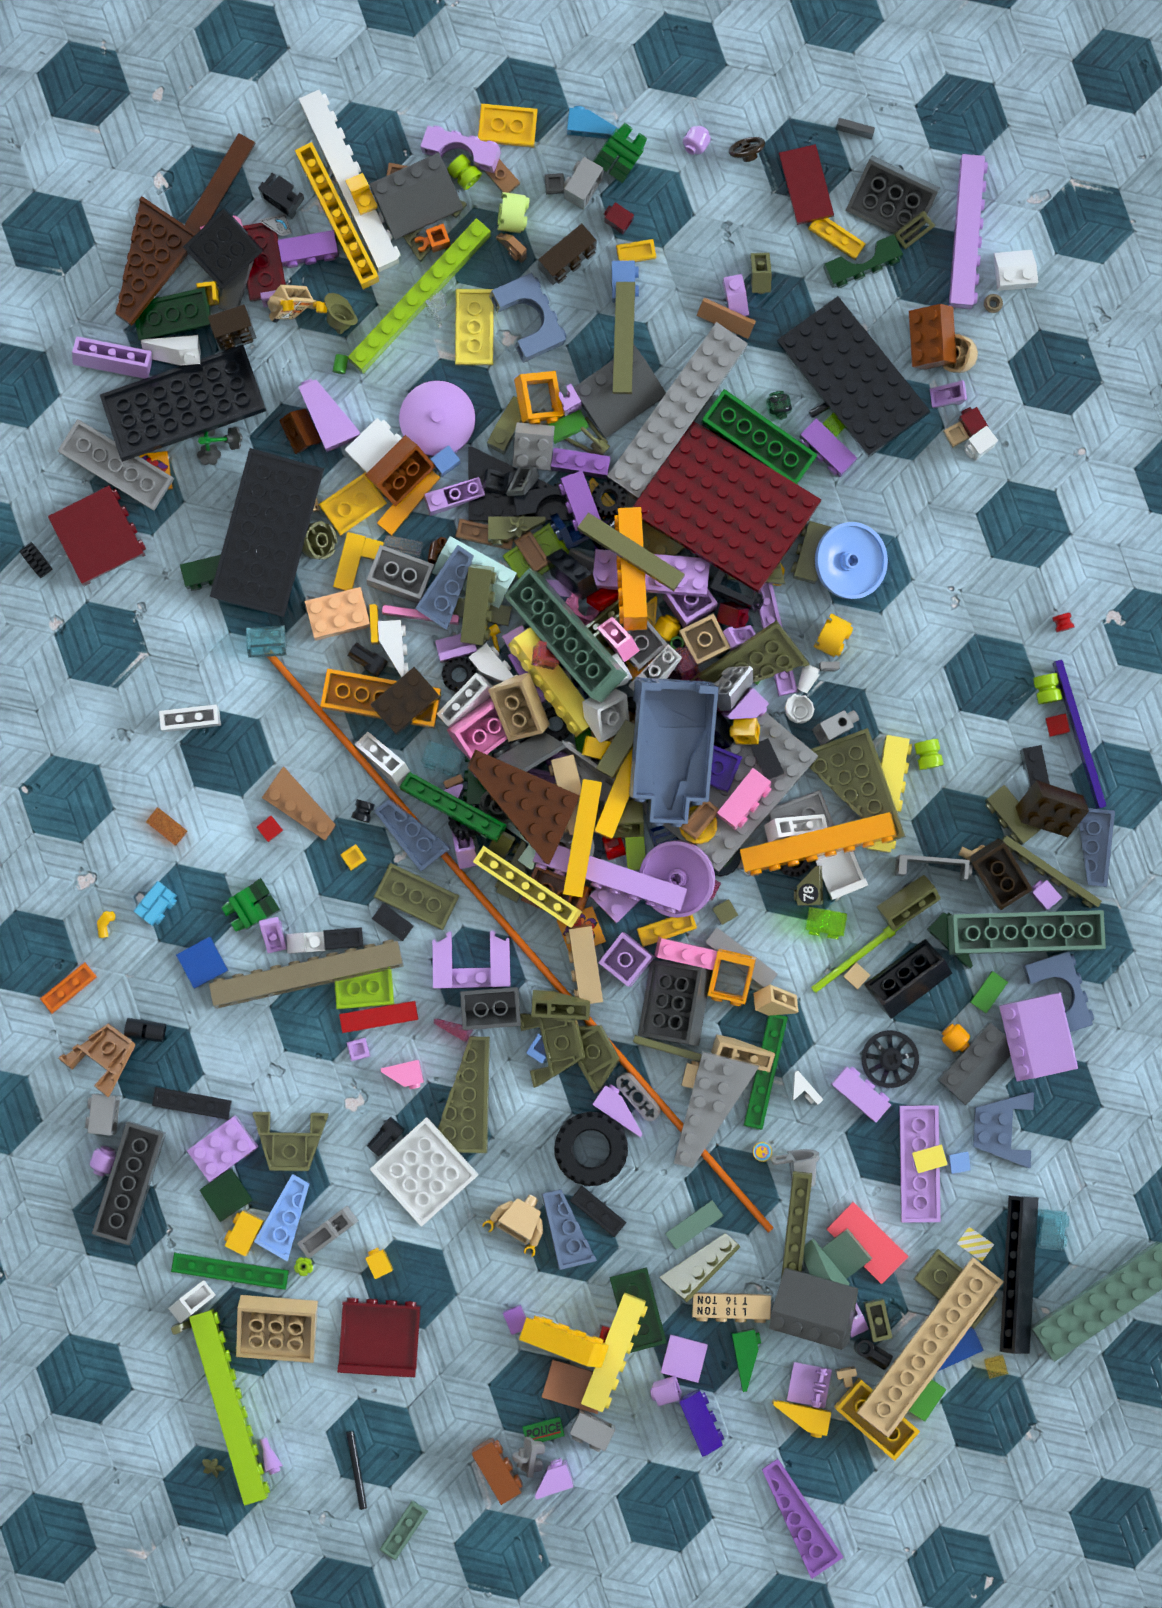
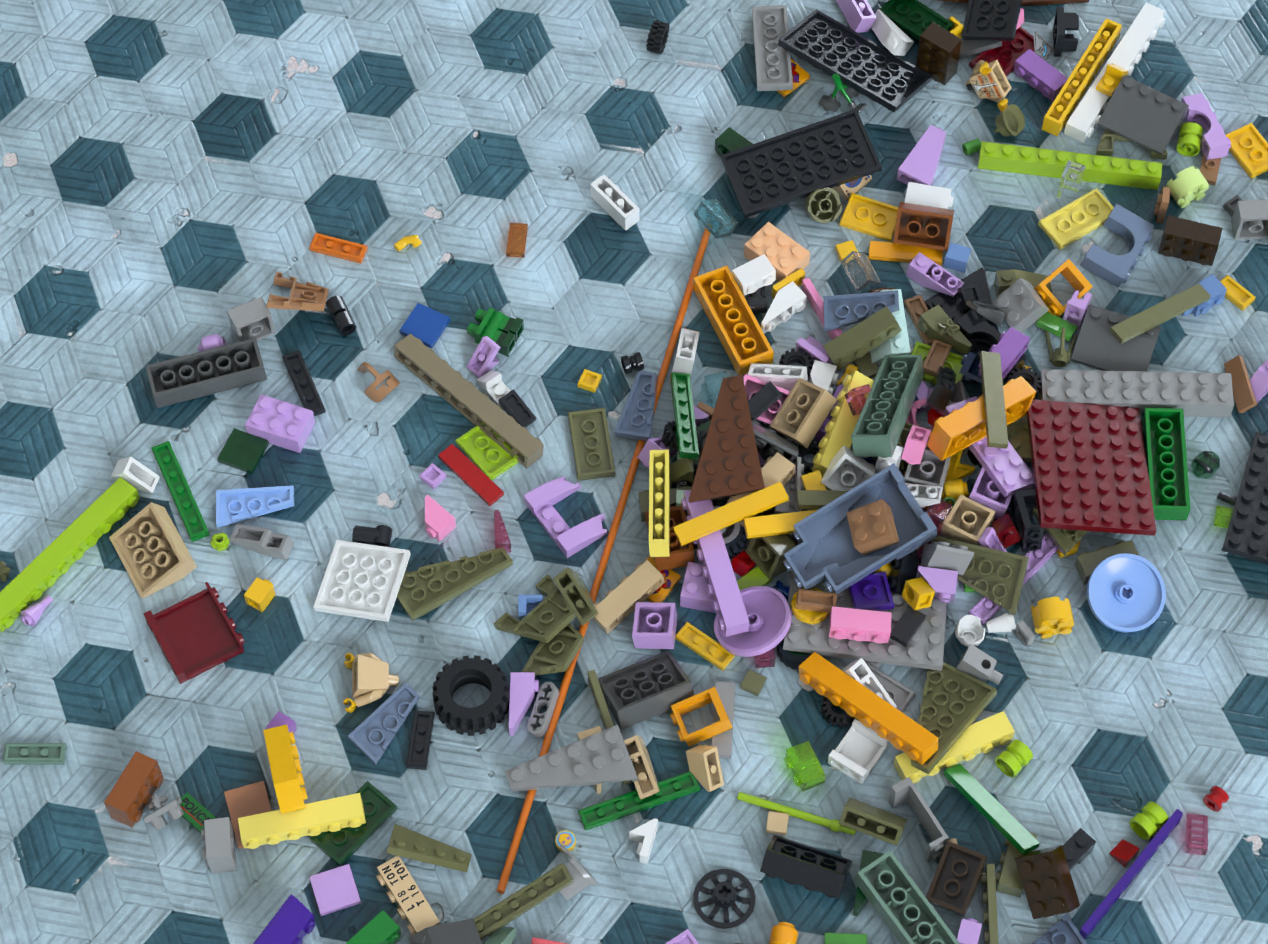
camera: 60 degrees right, 25 degrees down
(97, 534) = (709, 65): dark red panel -> none
(156, 903) = (449, 265): medium azure brick -> none
(177, 1328) = (106, 478): olive tile -> none
(244, 1232) = (218, 478): yellow brick -> none
(246, 1029) = (379, 394): none -> medium nougat helmet
(269, 828) = (568, 309): red tile -> none
(289, 1150) = (314, 475): olive wing -> none
(295, 802) = (603, 318): medium nougat wing -> none
(300, 430) = (897, 148): reddish brown panel -> none
(349, 561) = (825, 240): yellow tile -> none
(352, 652) = (754, 275): none -> white brick
(356, 1470) = (66, 685): black bar -> none
(392, 922) = (557, 439): black piece -> none
(400, 574) = (841, 271): light grey slope -> none
(405, 701) = (743, 328): dark brown brick -> none
(436, 238) = (1121, 148): orange brick -> none
(437, 417) = (989, 232): lavender dish -> none
(485, 733) = (763, 400): none -> black tile
(490, 1008) = (538, 545): dark grey slope -> none
(555, 1479) = (155, 840): lavender slope -> none
(575, 461) = (1038, 352): medium lavender brick -> none
(618, 217) = (1250, 263): dark red brick -> none
(666, 1391) = (294, 885): lavender brick -> none
(678, 735) = (872, 527): none -> medium nougat brick
(685, 953) = (693, 664): bright pink brick -> none
(694, 1224) = (461, 824): sand green tile -> none
(810, 889) = (826, 733): olive slope -> none
(827, 448) = (1202, 521): medium lavender brick -> none
(861, 1093) = (675, 890): lavender brick -> none
(961, 805) = (991, 809): none -> tile
(1095, 662) = (1192, 848): none -> clear pink slope

